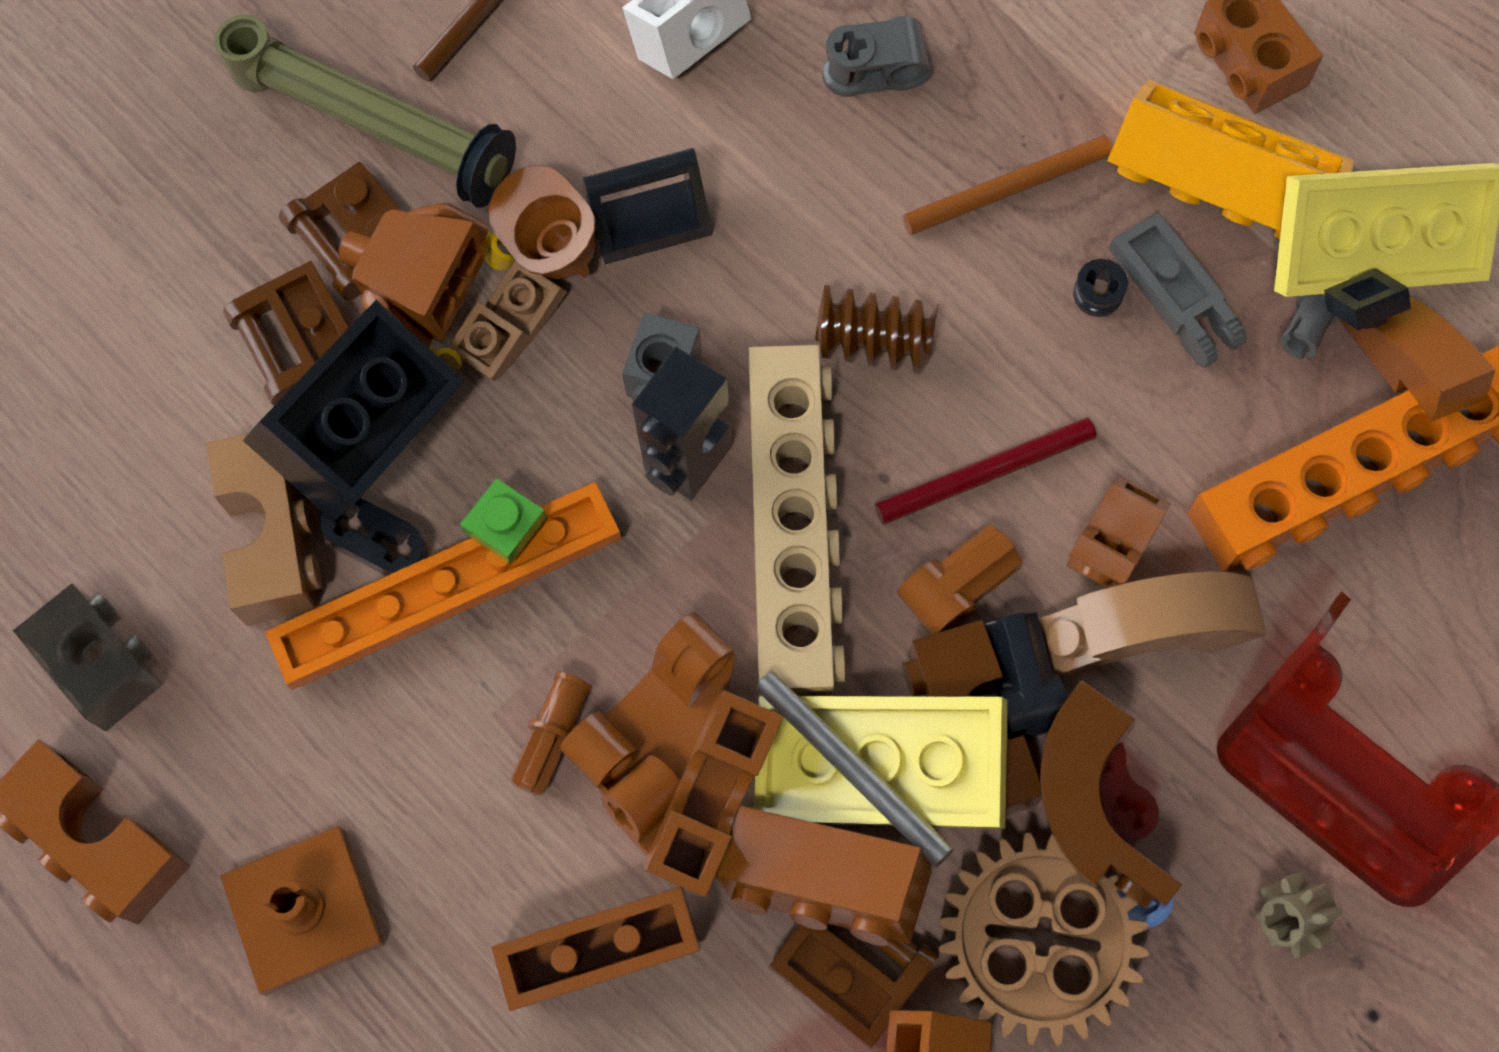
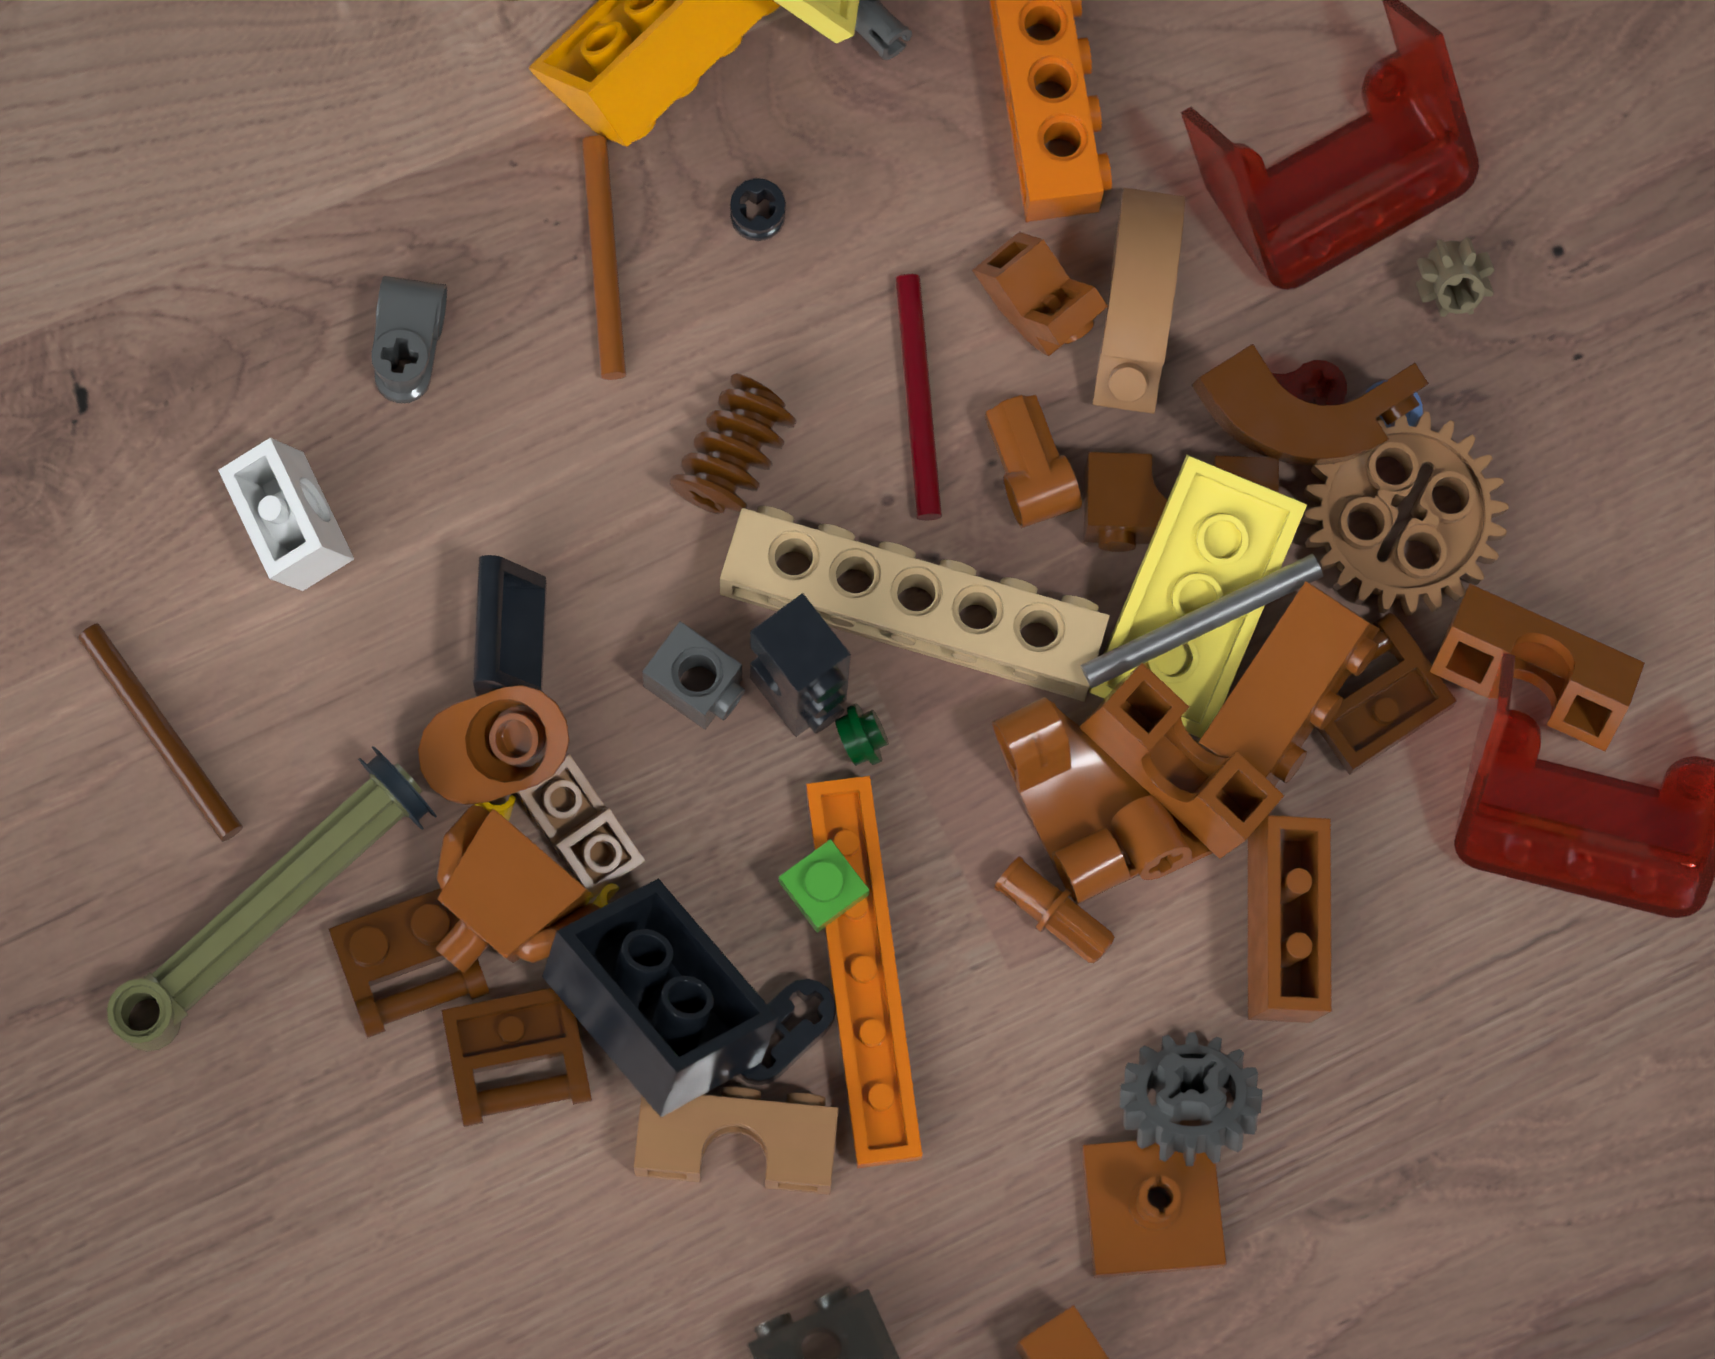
camera: 80 degrees left, 5 degrees up
(377, 892) = (1190, 1099): none -> dark grey gear
(656, 515) = (862, 735): none -> dark green plate
(1028, 680) = (1164, 432): black piece -> none
(1177, 287) = (785, 134): dark grey hinge -> none

